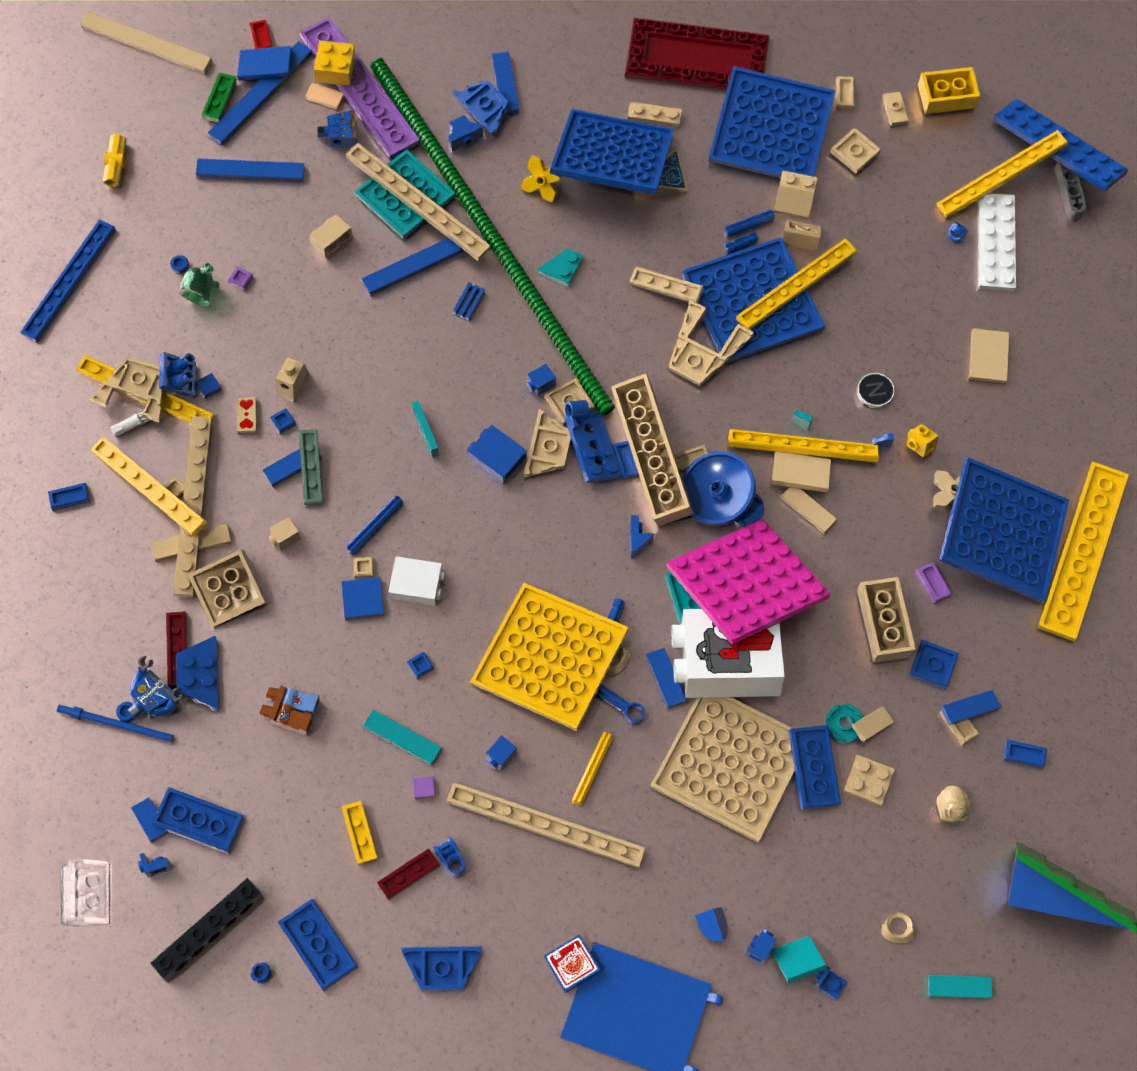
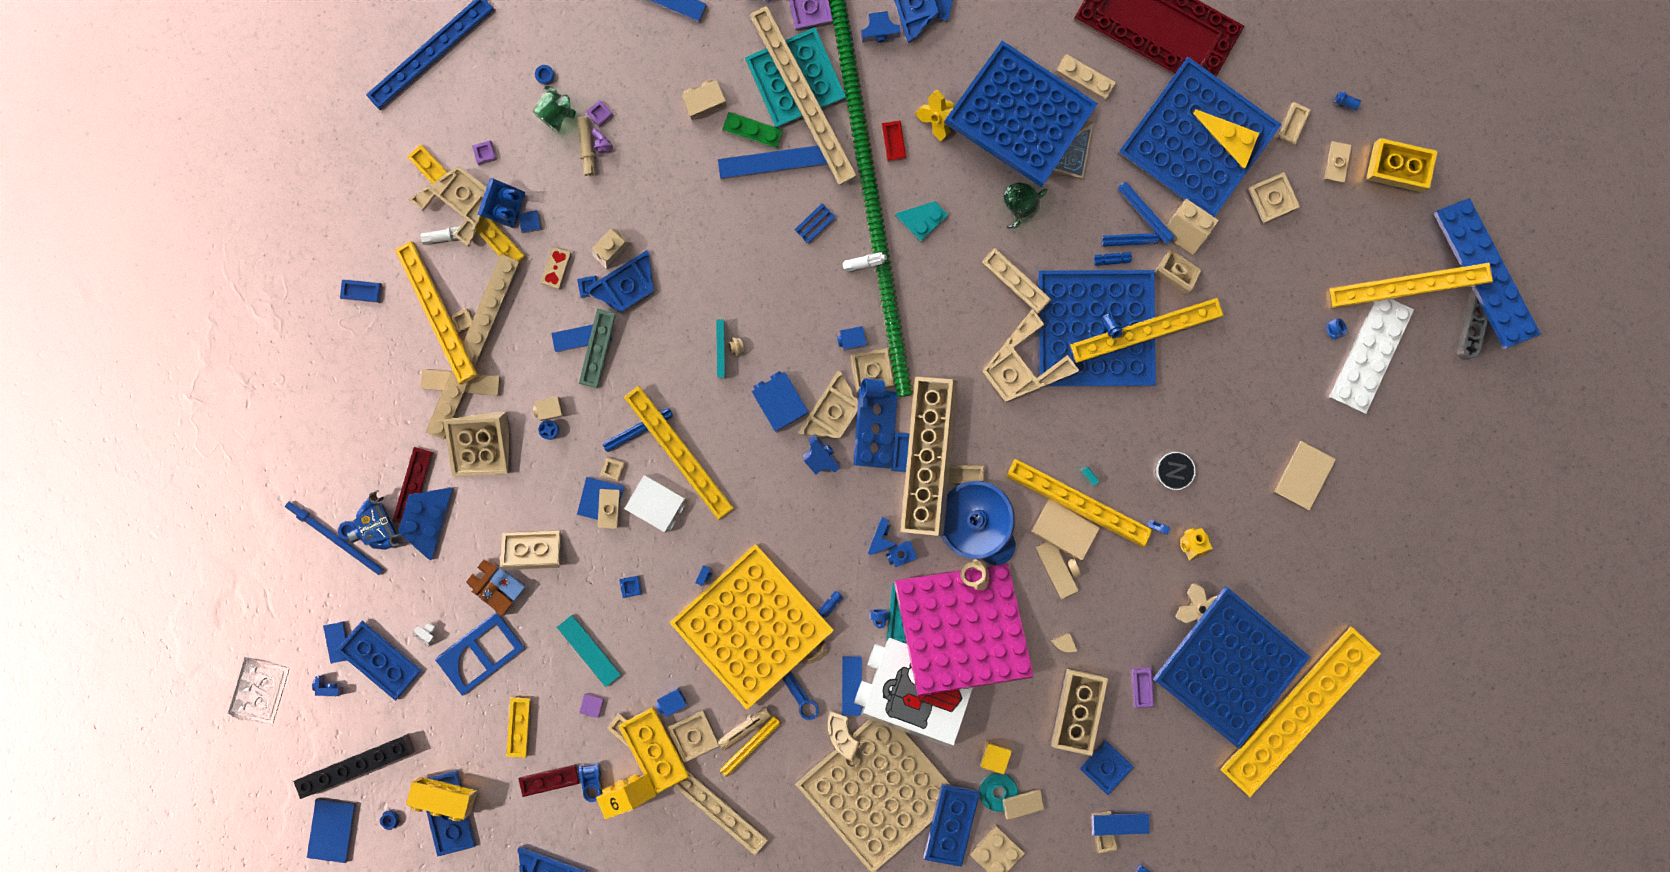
camera: 20 degrees right, 20 degrees up
(146, 343) = (484, 152): none -> medium lavender tile
(204, 1006) = (331, 830): none -> blue tile
(234, 778) = (424, 634): none -> white tile
(241, 311) = (586, 146): none -> tan pin
(252, 301) = (601, 144): none -> medium lavender plate
(268, 794) = (450, 658): none -> blue window
(290, 548) = (546, 428): none -> blue wheel
(307, 921) = (441, 798): none -> yellow brick
(312, 662) = (530, 550): none -> tan tile
(316, 406) = (625, 284): none -> blue wing
(373, 600) = (608, 508): none -> tan plate
(383, 247) = (752, 130): none -> green plate
(420, 529) = (678, 452): none -> yellow tile
(438, 422) = (736, 346): none -> tan plate
(487, 627) = (704, 575): none -> blue plate
(490, 850) = (625, 795): none -> yellow brick
(501, 802) = (654, 750): none -> yellow tile
(511, 215) = (894, 141): none -> red tile
(529, 310) = (864, 262): none -> white piece
(534, 778) = (693, 736): none -> tan plate
(553, 485) = (820, 456): none -> blue brick
(592, 733) = (763, 715): none -> tan pin
(644, 222) = (1022, 203): none -> clear green piece
(665, 604) = (879, 615): none -> blue tile
(670, 543) = (908, 550): none -> blue brick
(675, 724) = (841, 737): none -> tan tile
(736, 524) = (982, 583): none -> tan piece
(753, 197) = (1146, 213): none -> blue axle
(768, 289) = (1113, 328): none -> blue pin
(798, 112) = (1234, 138): none -> yellow wing
(824, 500) = (1074, 568): none -> tan tile
(828, 688) = (995, 757): none -> yellow piece
(845, 569) = (1064, 643): none -> tan tile
(880, 61) = (1347, 101): none -> blue pin

